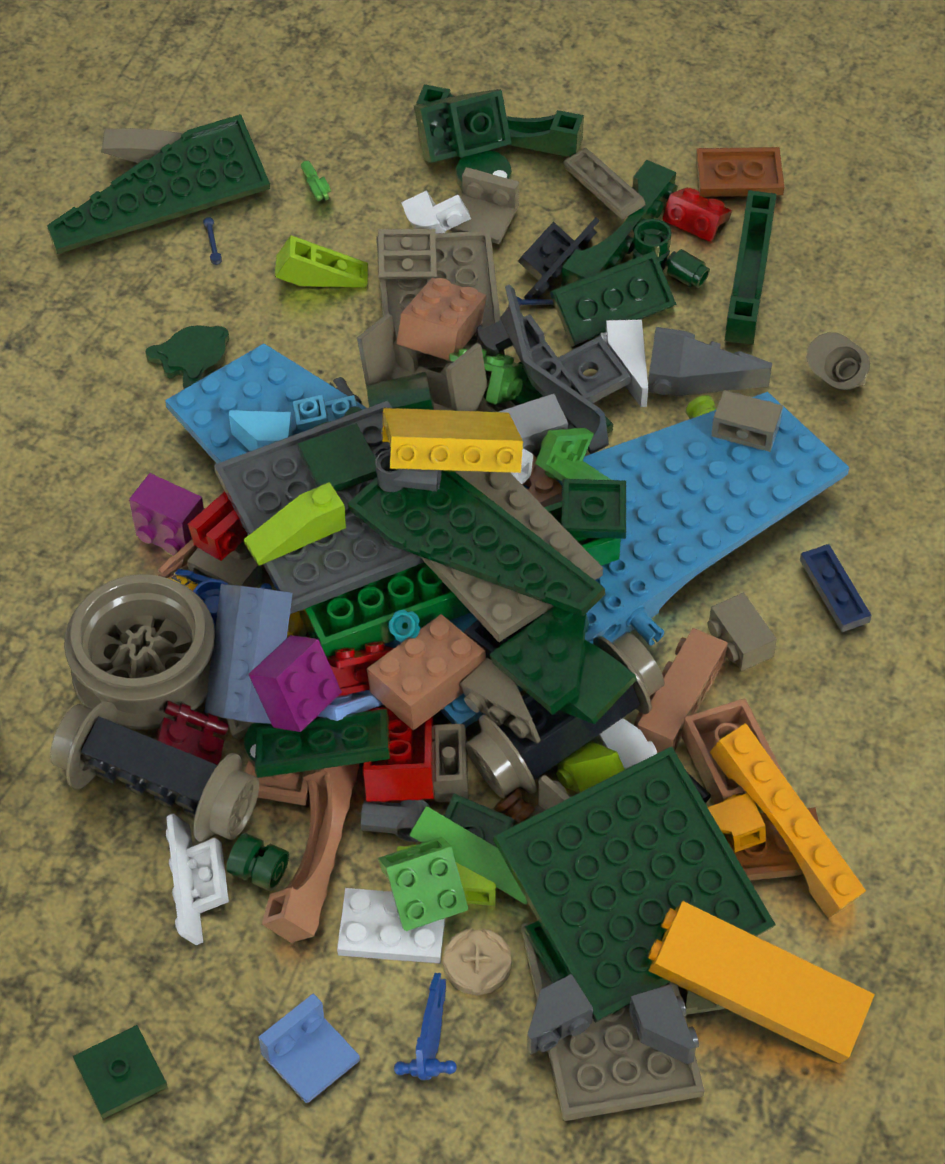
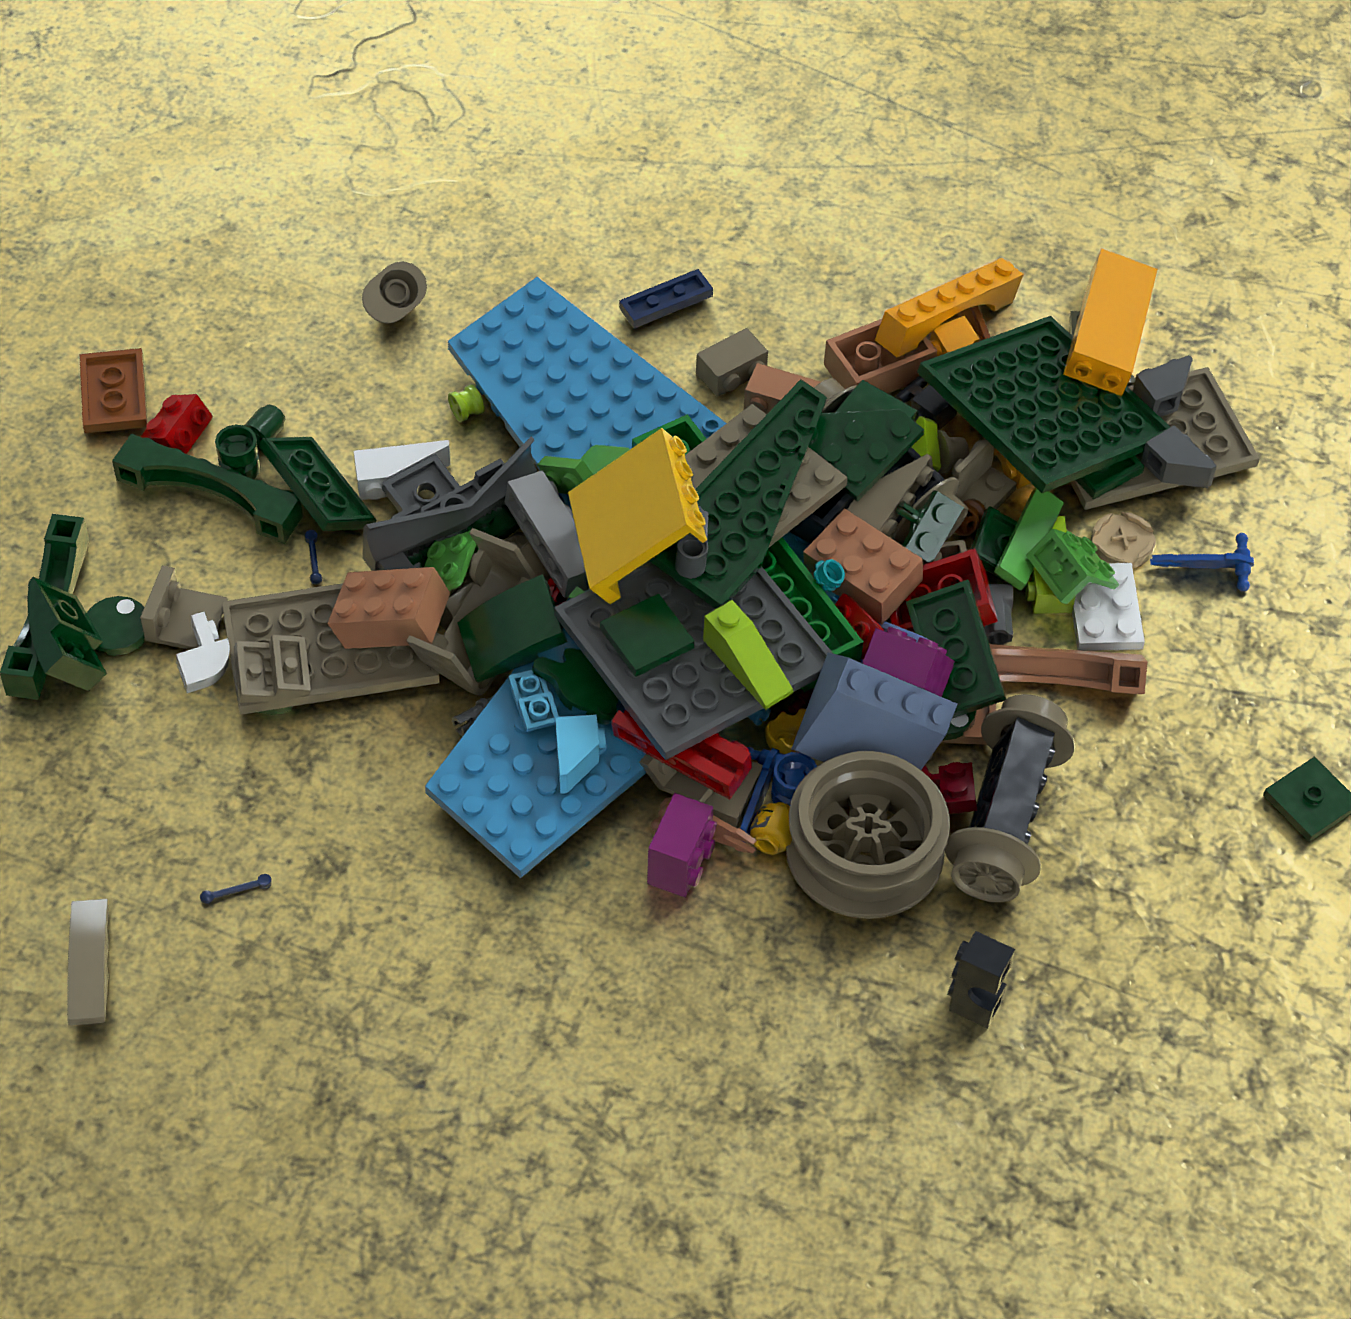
camera: 100 degrees left, 0 degrees up
(190, 175) = (144, 919): dark green wing -> none
(191, 353) = (421, 880): dark green tile -> none
(197, 877) = (1102, 758): white bracket -> none
(260, 862) = (1080, 704): dark green wheel -> none
(307, 1049) = (1251, 650): medium blue bracket -> none
(318, 266) = (283, 765): lime slope -> none
(319, 187) = (150, 783): bright green plate -> none
(466, 731) = (929, 525): none -> plate
(549, 252) = (252, 542): black bracket -> none
(594, 508) = (674, 416): dark green plate -> none
(604, 183) = (144, 501): dark tan tile -> none
(692, 367) = (409, 411): dark grey wedge -> none
(747, 420) = (503, 341): dark tan brick -> none
(750, 267) = (207, 367): dark green arch -> none

